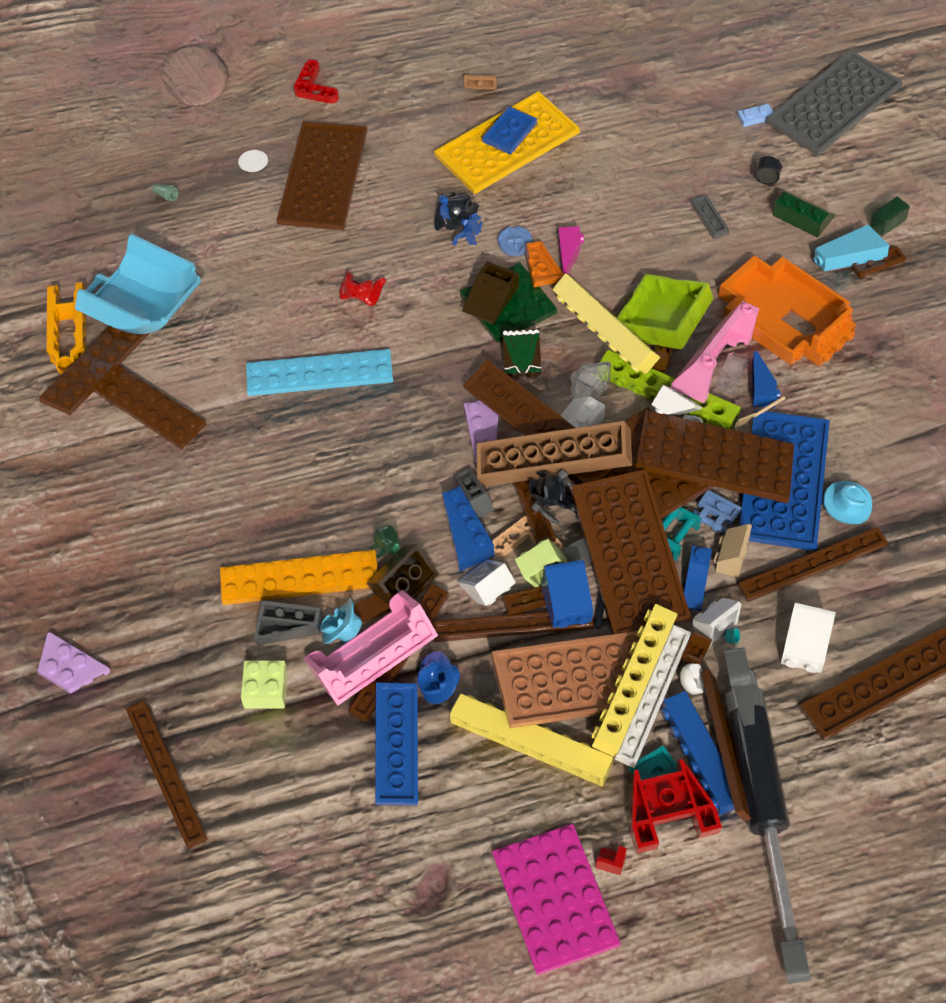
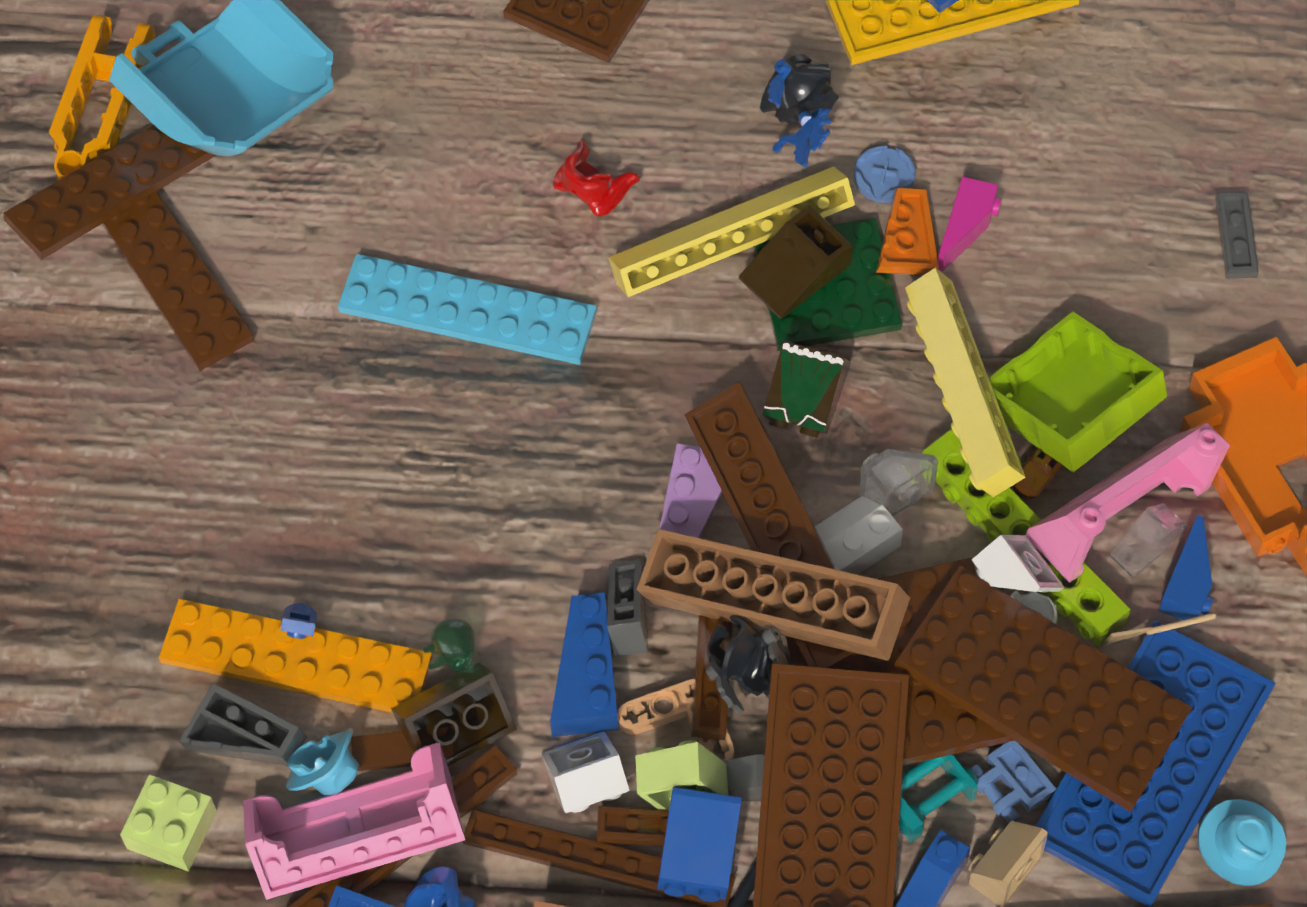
camera: 20 degrees right, 5 degrees up
(295, 555) = (299, 620): none -> blue plate
(445, 291) = (728, 231): none -> light yellow brick

